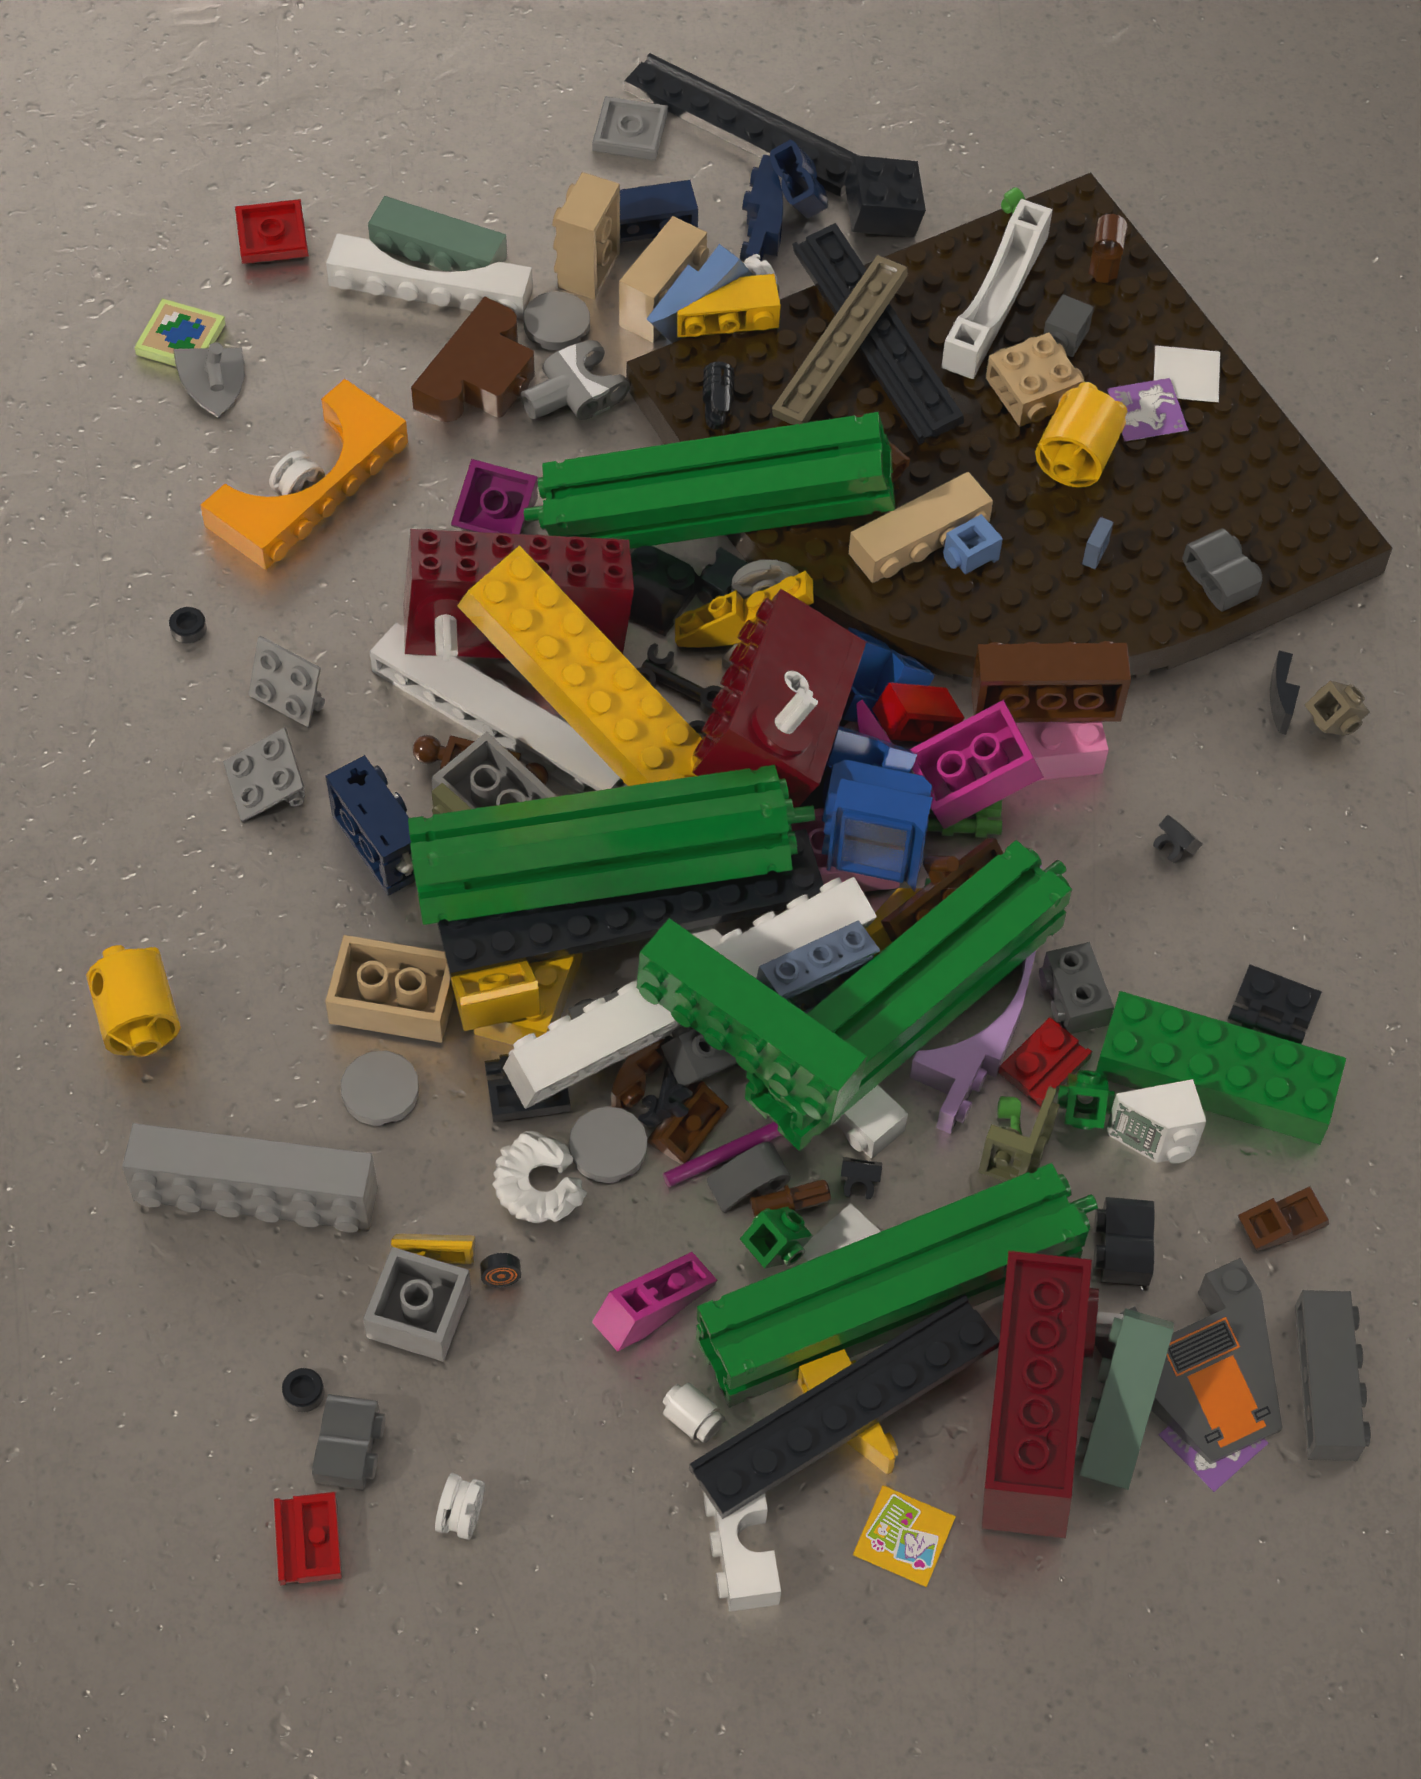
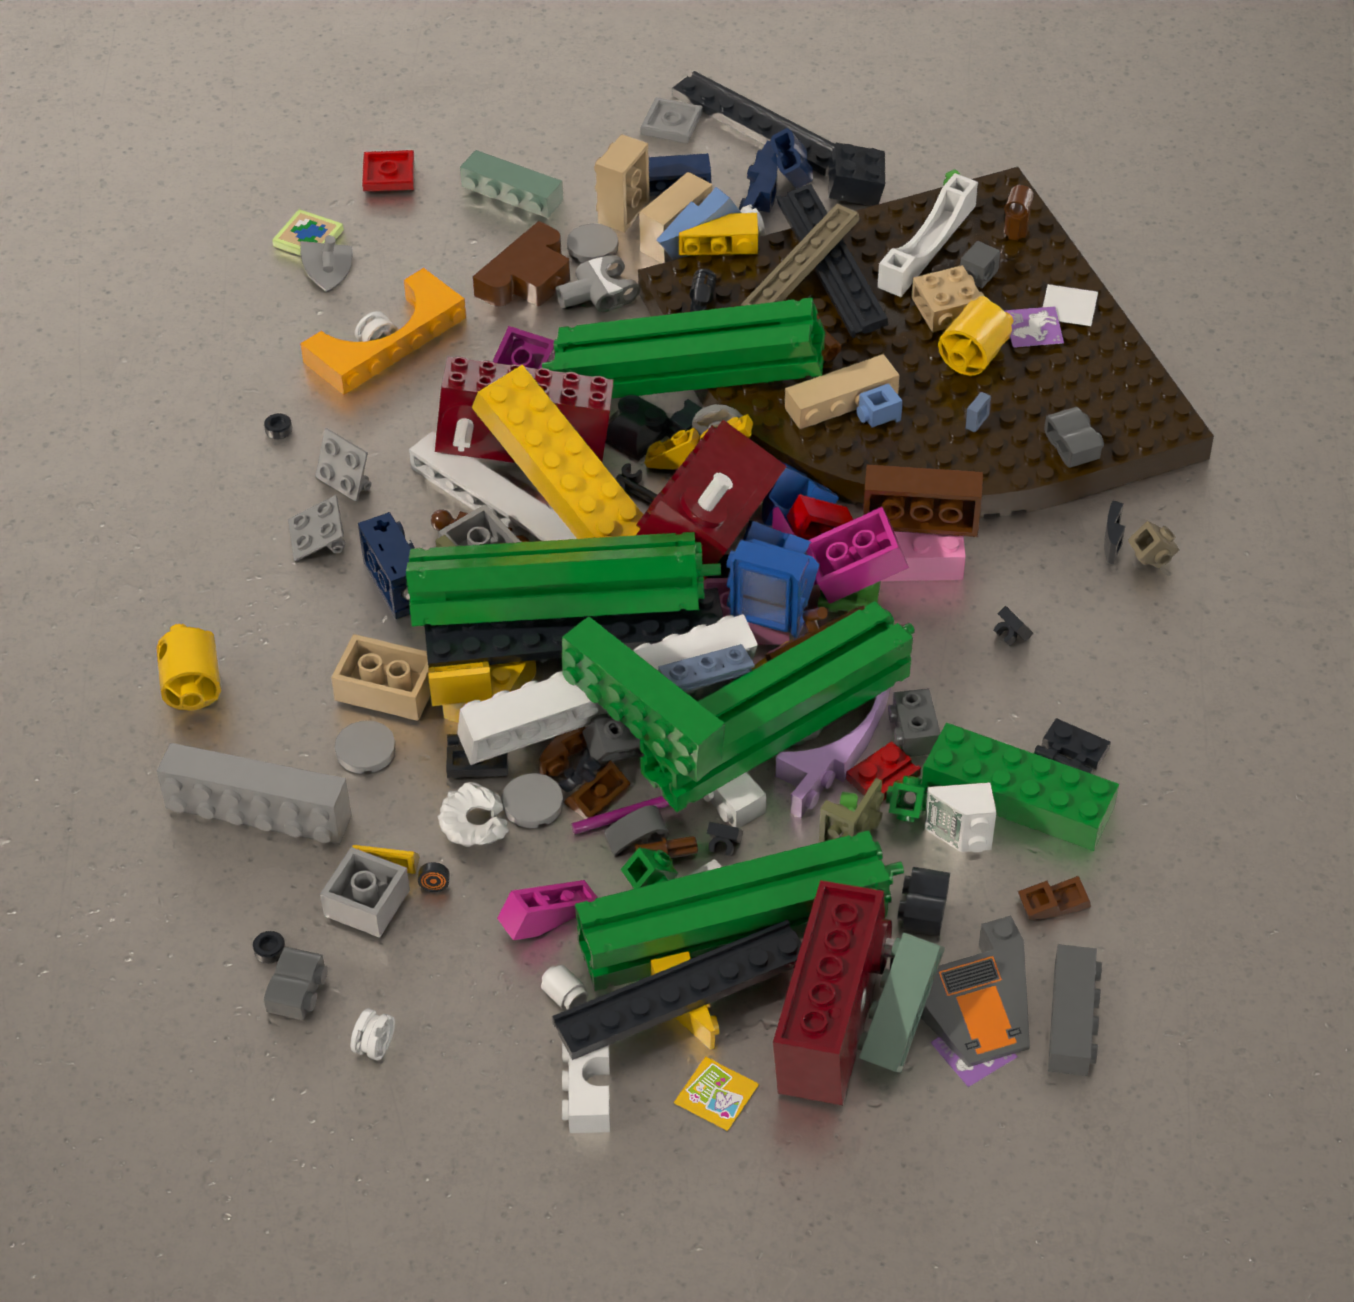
camera: 10 degrees right, 10 degrees down
(307, 1538) = (253, 1047): red plate -> none
(363, 267) = (453, 198): white arch -> none

